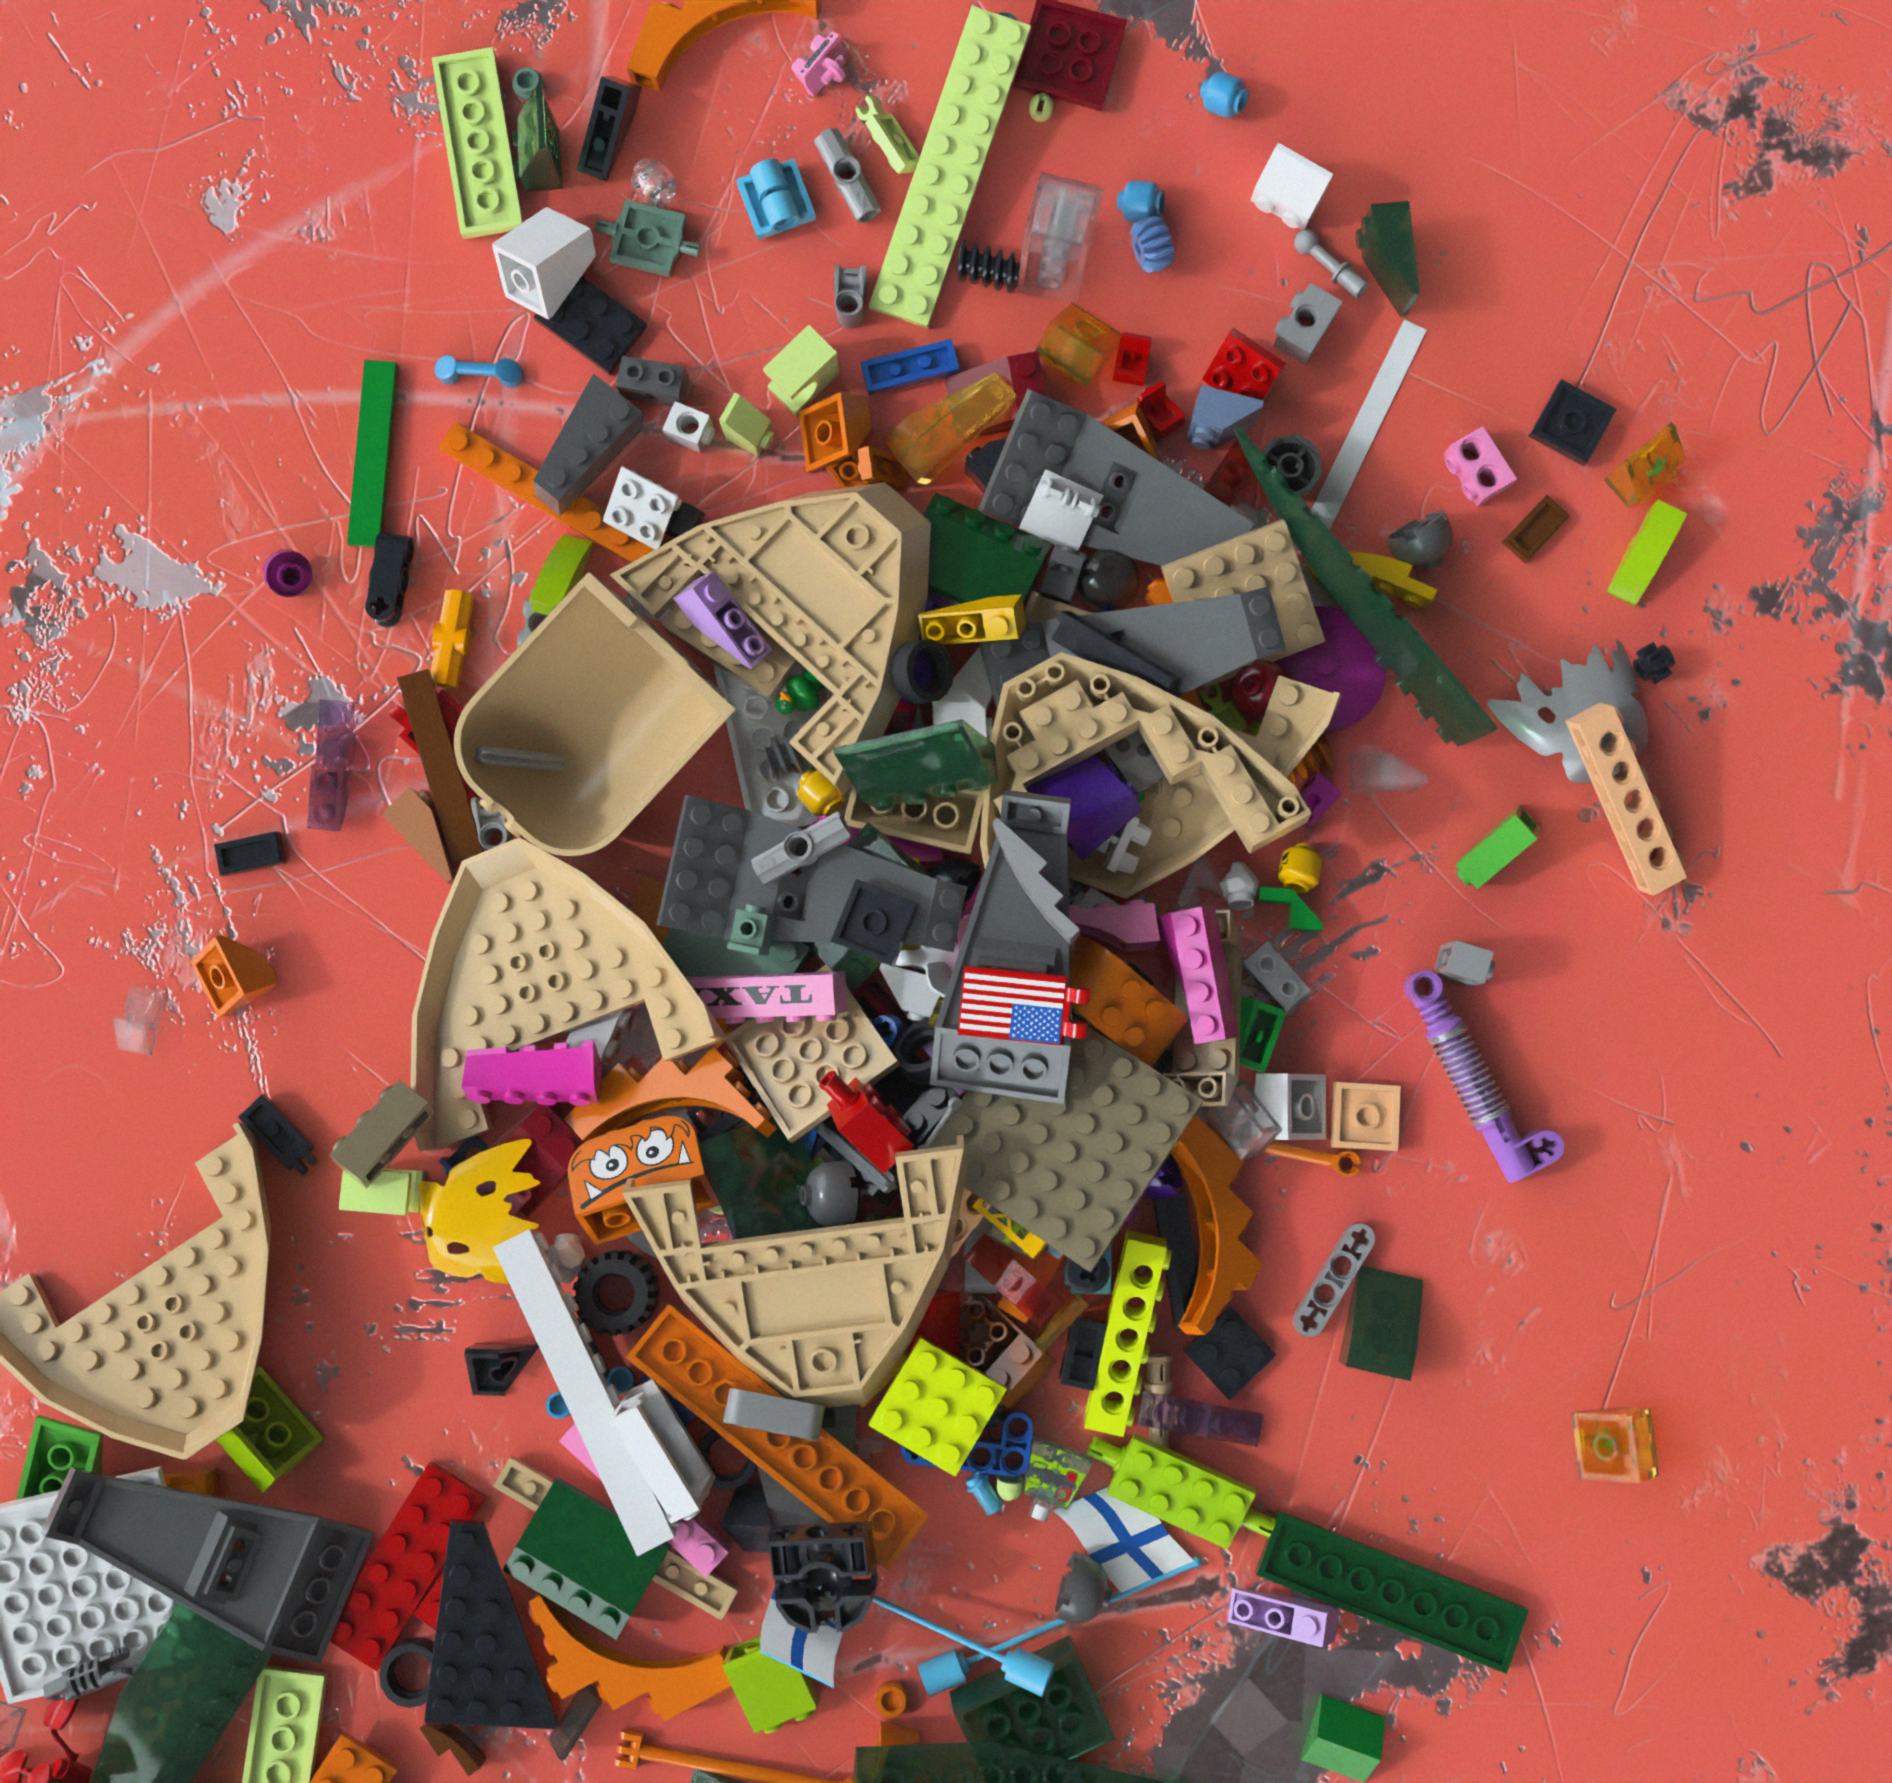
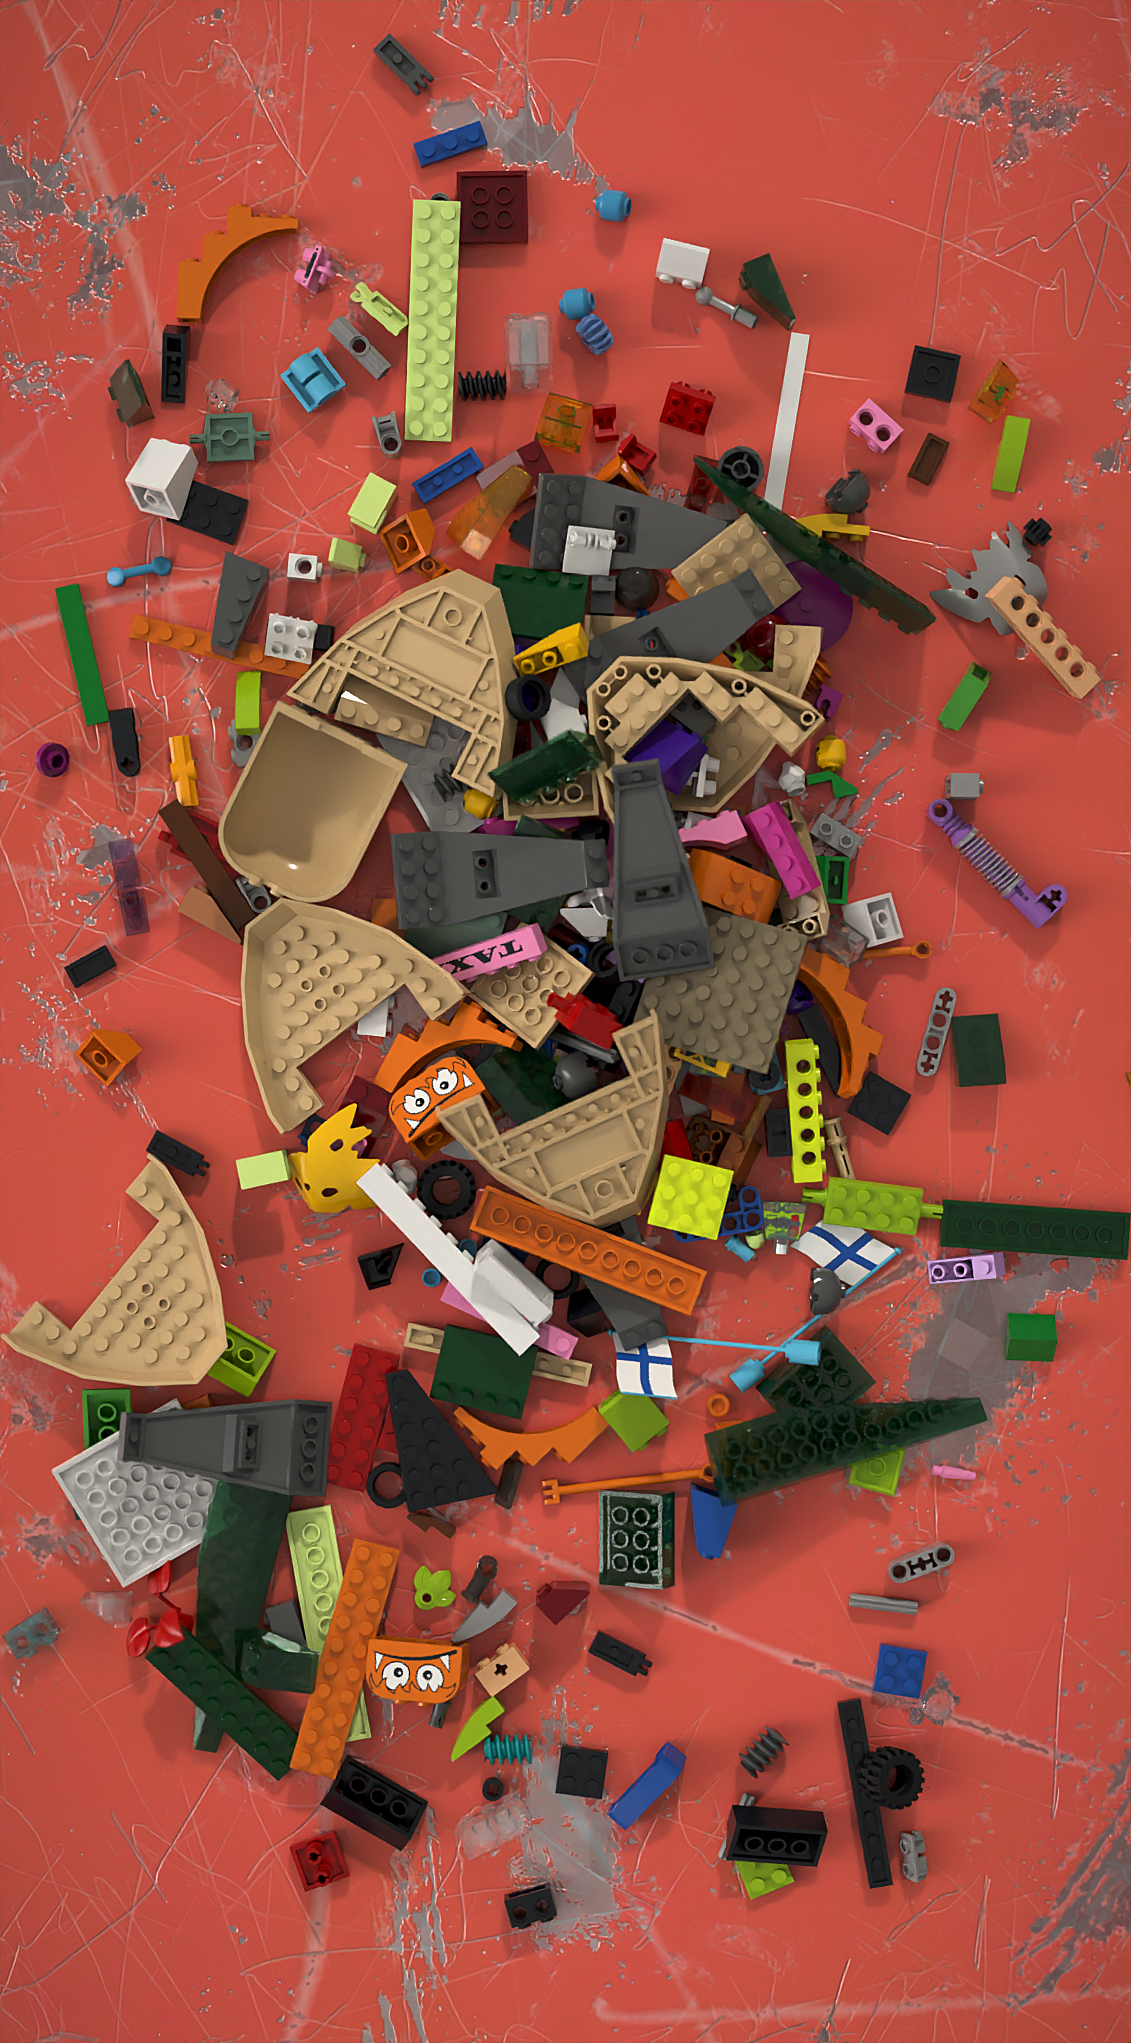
camera: 20 degrees left, 5 degrees up
(89, 1677) = (174, 1551): dark grey hinge -> none
(140, 1020) = (53, 1105): clear slope -> none
(381, 1133) = (254, 1129): dark tan brick -> none
(477, 142) = (84, 403): yellowish green plate -> none
(520, 758) = (264, 842): light grey axle -> none
(526, 81) = (105, 348): sand green plate -> none
(534, 1074) = (344, 1058): dark pink wedge -> none
(652, 381) = (267, 543): dark grey brick -> none
(721, 618) = (375, 702): lavender slope -> none
(760, 939) = (473, 920): sand green brick -> none
(774, 1414) = (582, 1235): light grey beam -> none
(783, 858) = (471, 858): light grey piece -> none
(801, 694) = (445, 737): green animal -> none
(851, 1557) = (650, 1325): black connector -> none
(875, 922) = (549, 883): black plate -> none
(881, 467) = (451, 558): orange plate -> none
(953, 1105) = (640, 990): white hinge -> none
(1019, 1005) = (665, 910): tile -> none
(1029, 869) = (644, 816): light grey slope -> none
(1047, 108) = (489, 253): yellowish green hinge -> none
(1101, 648) = (653, 645): black fence -> none
(1200, 1418) = (871, 1153): clear purple slope -> none
(1217, 414) = (679, 448): sand blue slope -> none
(1317, 307) = (721, 343): light grey brick -> none
(1365, 1116) = (925, 912): light nougat plate -> none
(1382, 772) = (868, 668): clear slope -> none

